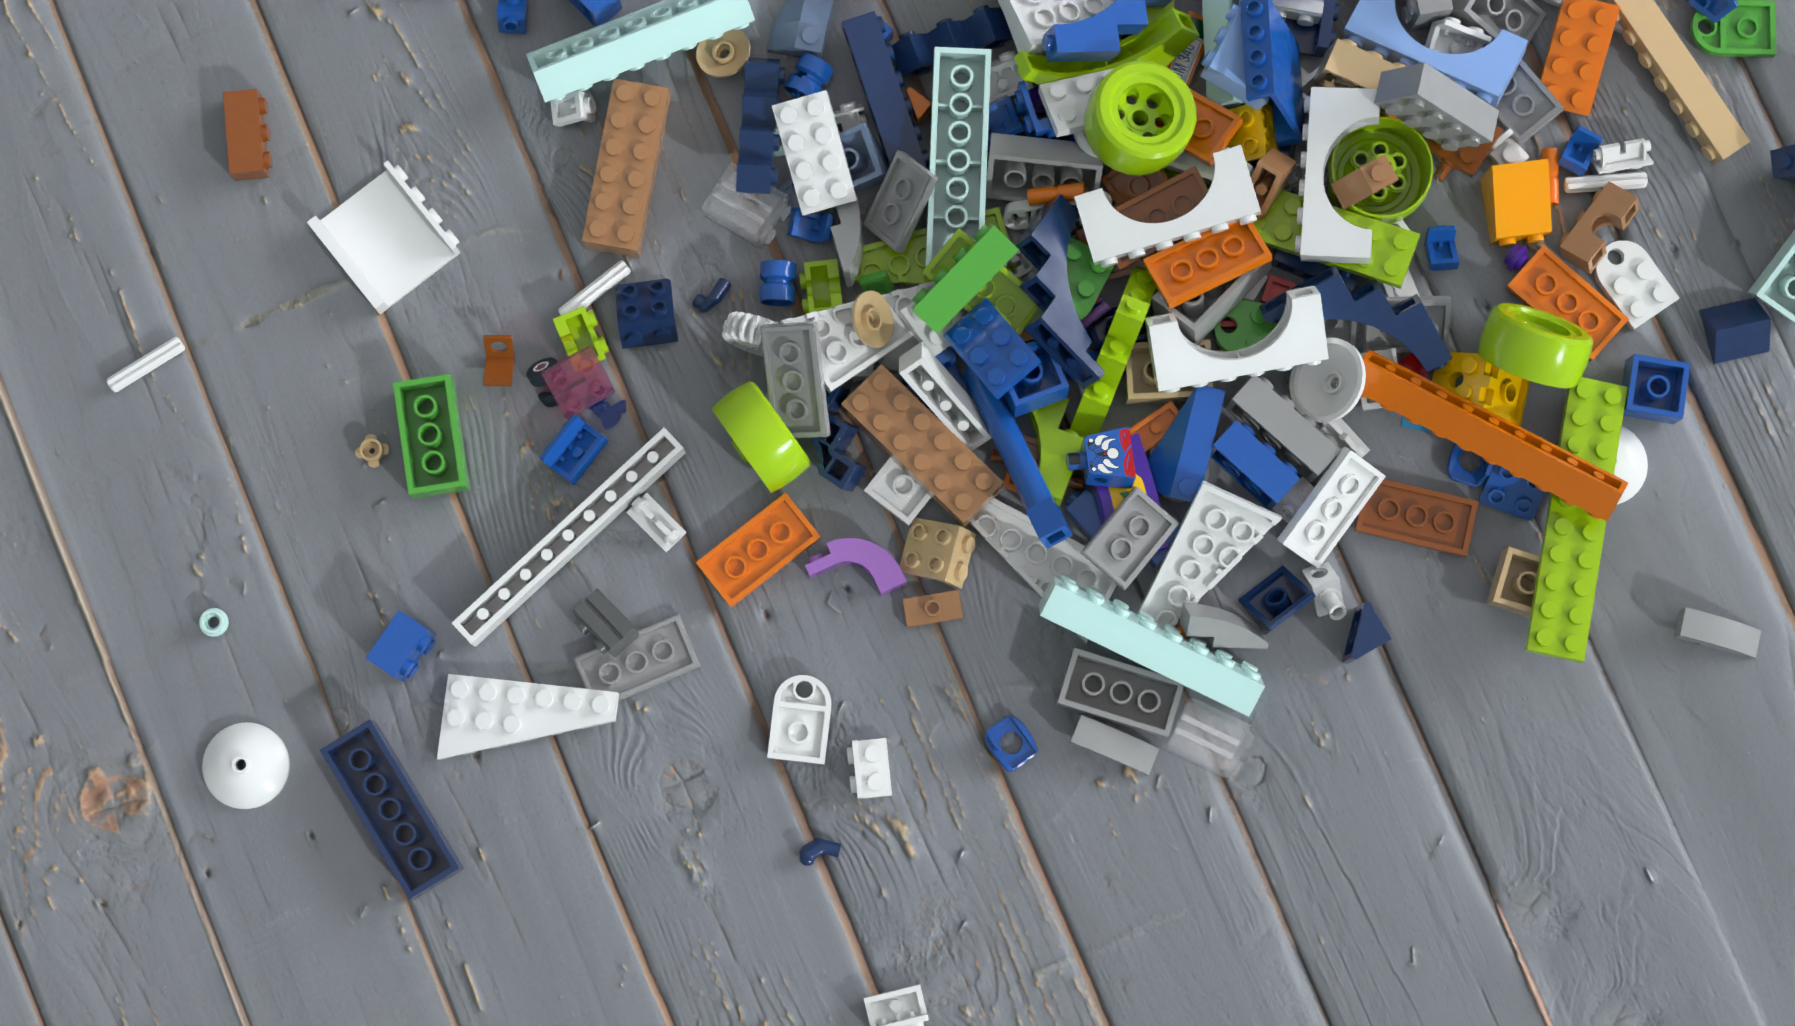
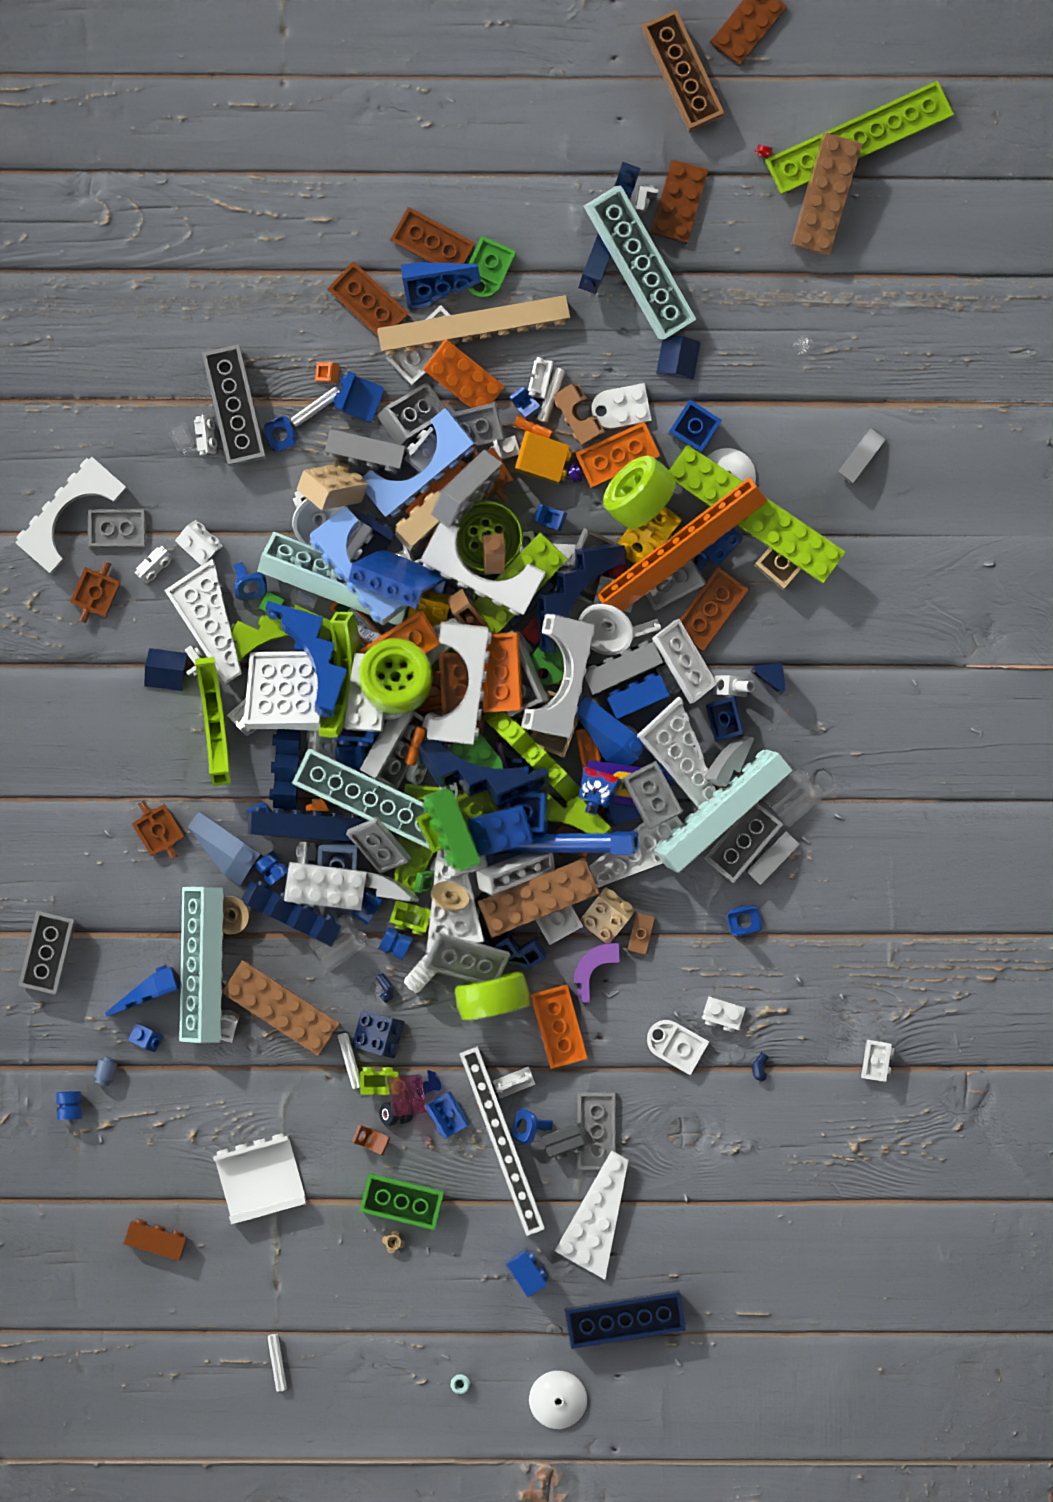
camera: 65 degrees left, 5 degrees up
(608, 569) = (532, 1125): none -> blue piece
(1428, 455) = (676, 586): none -> light grey tile

